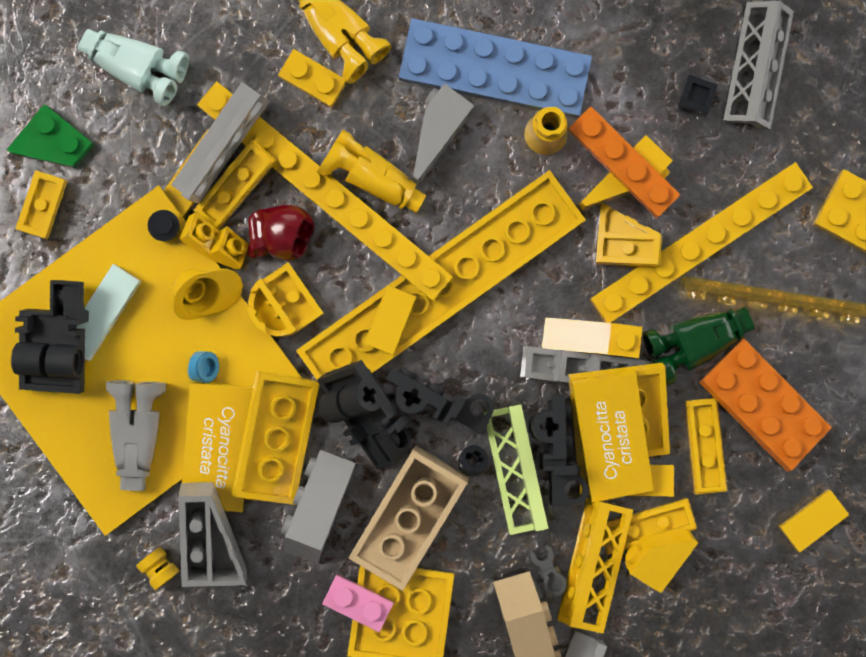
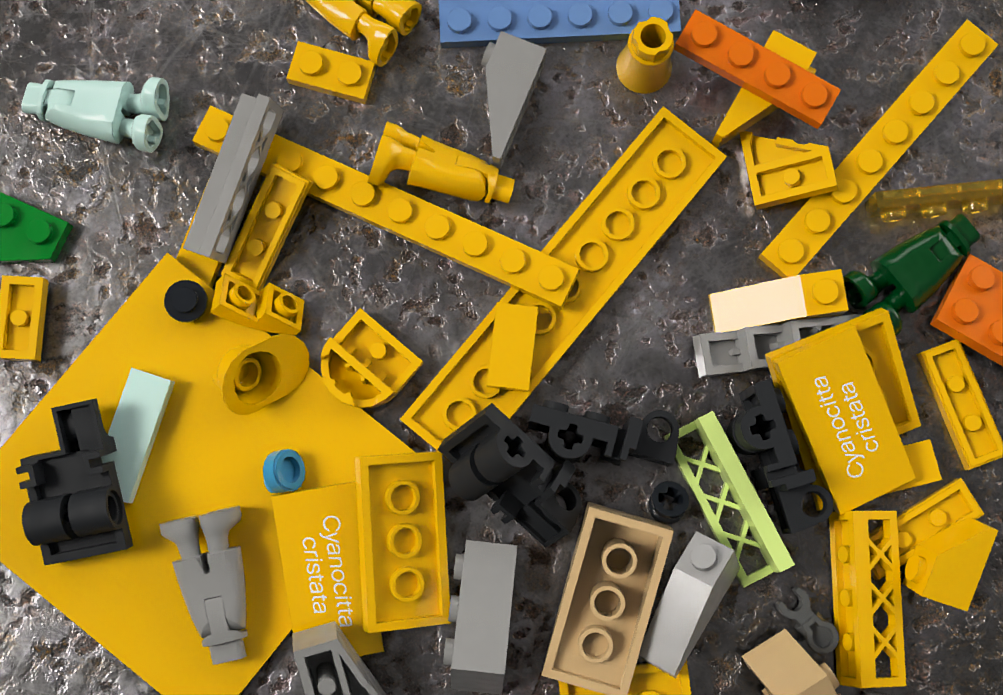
camera: 10 degrees left, 5 degrees down
(279, 231) = (339, 272): dark red piece -> none
(466, 535) = (688, 603): none -> light grey slope

